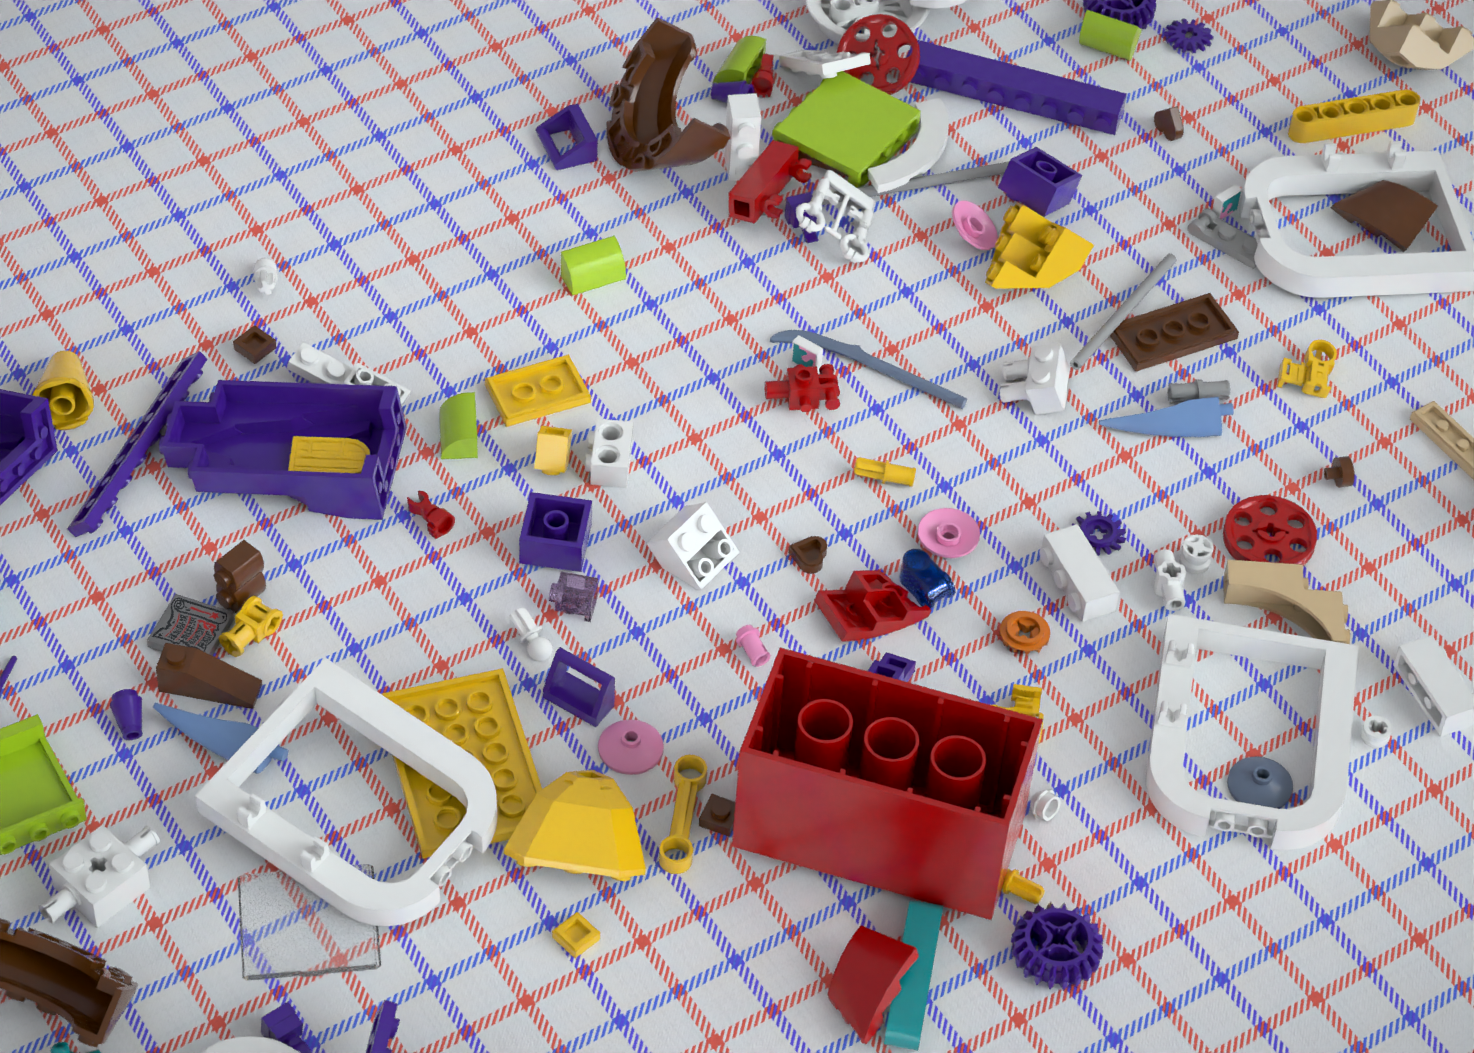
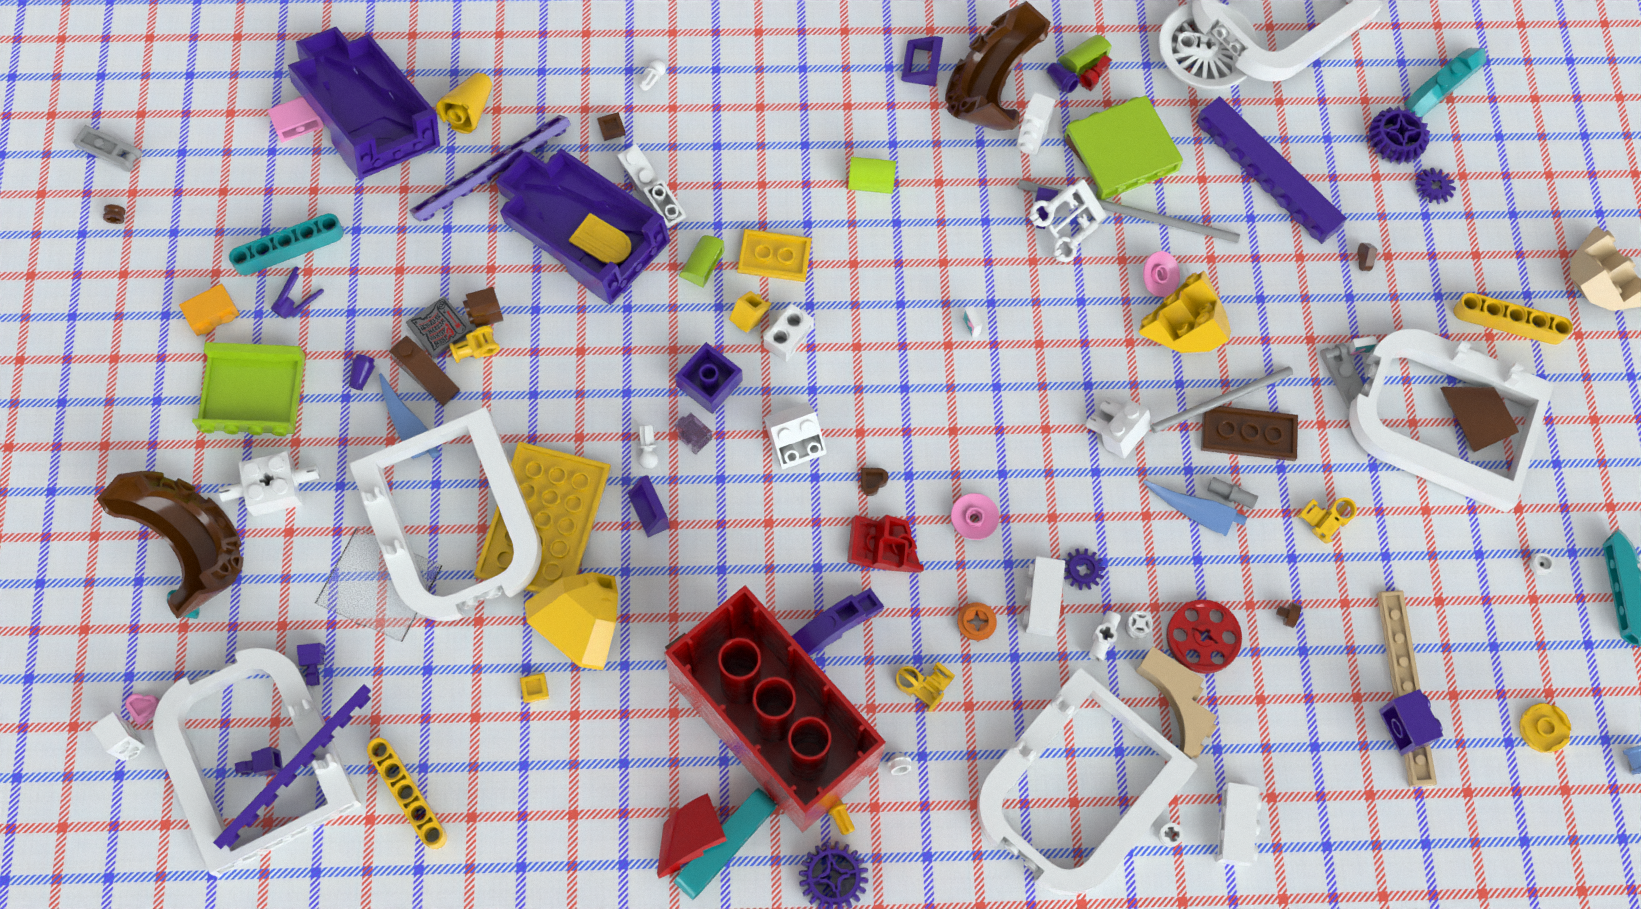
camera: 30 degrees right, 20 degrees up
(438, 519) = (643, 326): red piece -> none
(628, 756) = (659, 576): bright pink dish -> none
(683, 814) = (658, 636): yellow piece -> none
(749, 639) = (786, 531): bright pink pin -> none
(760, 185) = (1033, 164): red brick -> none
(806, 388) = (954, 348): red piece -> none
(822, 63) = (1137, 84): white wing -> none
(856, 353) = (1010, 336): sand blue piece -> none
(884, 471) = (965, 443): yellow axle -> none
(888, 46) = (1194, 95): red wedge -> none
(922, 153) = (1166, 193): white tile -> none
(925, 578) = (934, 548): clear blue piece -> none
(1039, 181) = (1230, 262): dark purple brick -> none
(1109, 35) = (1371, 158): lime brick -> none
(1248, 788) = (1052, 837): sand blue dish -> none

